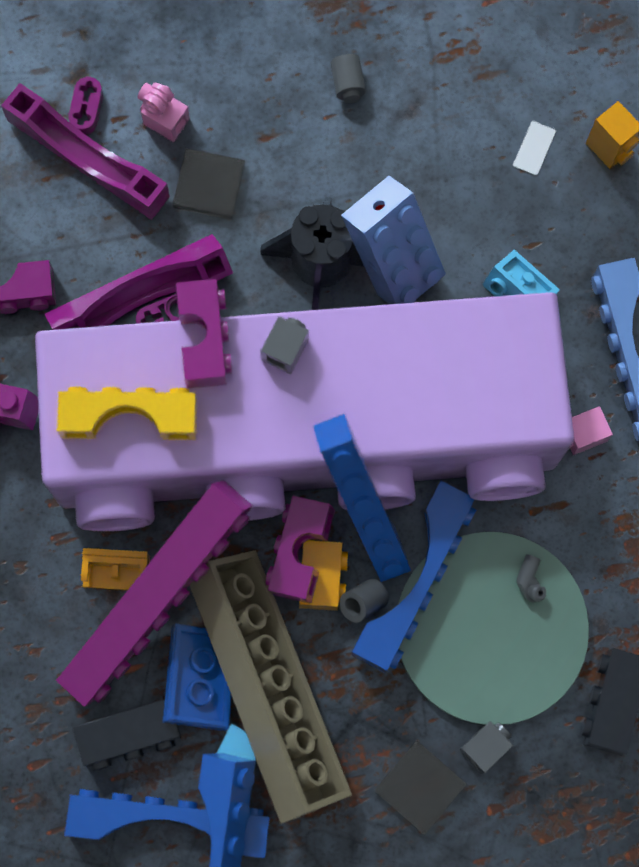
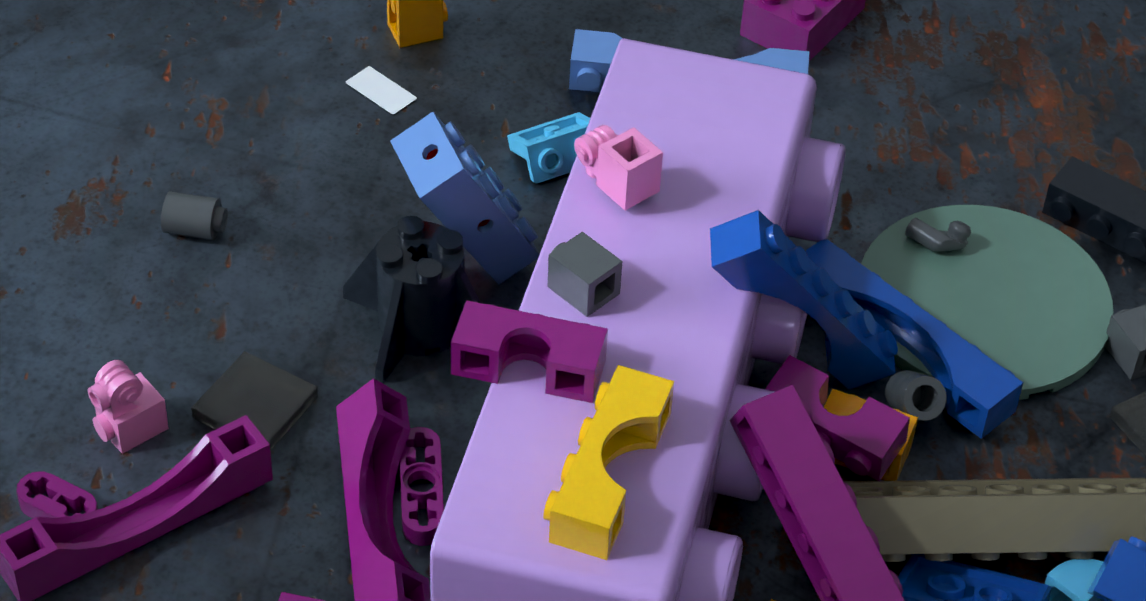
camera: 70 degrees left, 30 degrees down
(395, 334) = (624, 165): none -> bright pink brick

